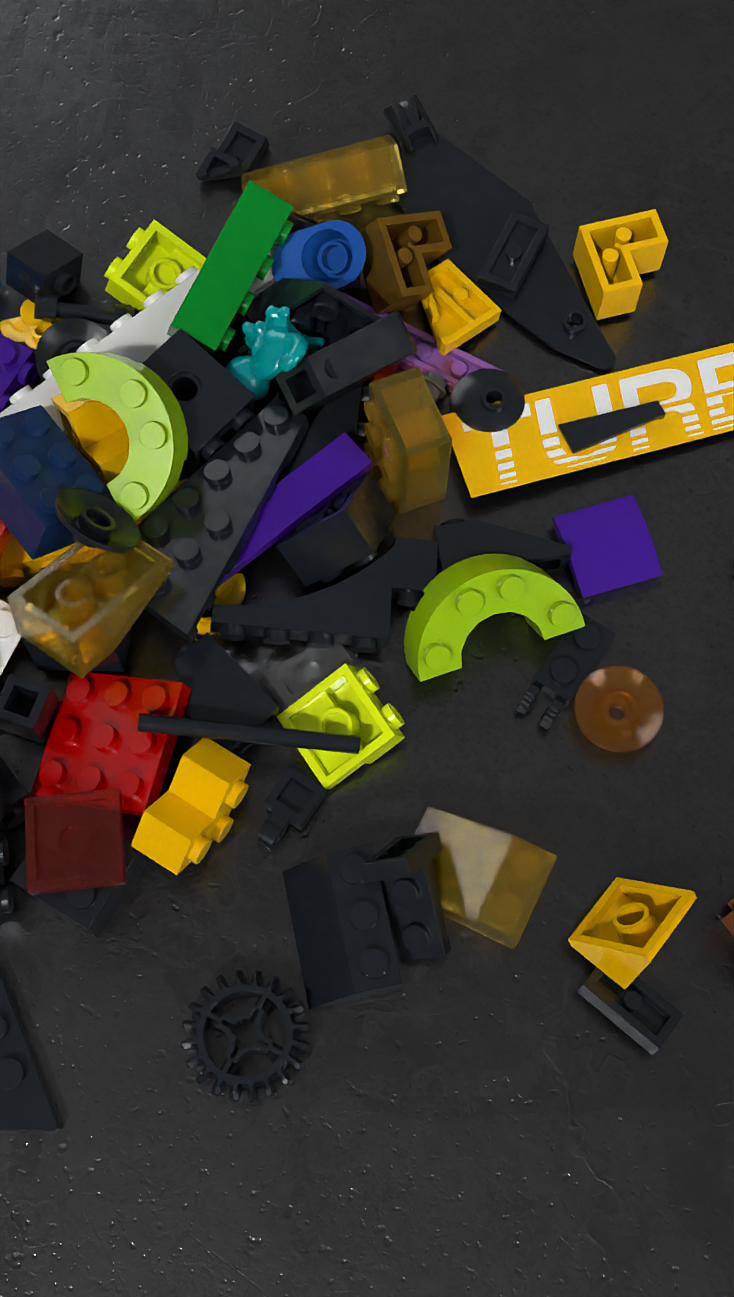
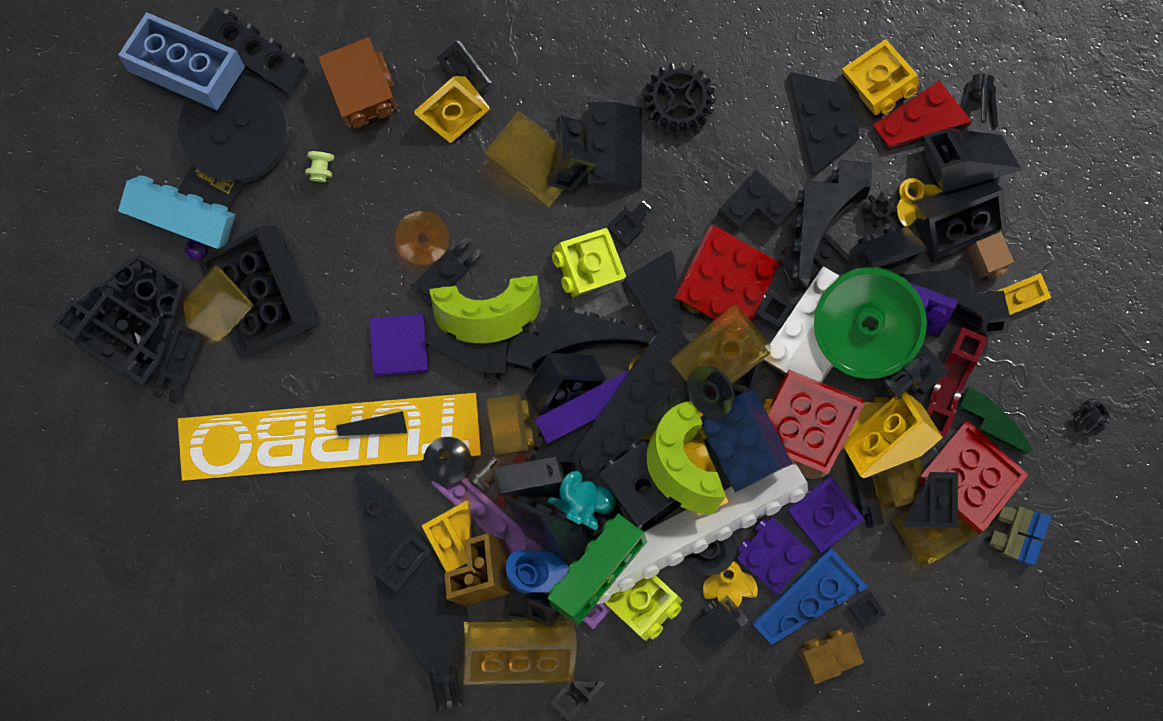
camera: 165 degrees left, 15 degrees up
(48, 308) = (677, 578): black bar -> none
(74, 841) = (755, 215): clear red tile -> none
(195, 807) = (685, 225): yellow brick -> none
(248, 733) = (644, 258): black axle -> none
(613, 257) = (341, 546): yellow brick -> none

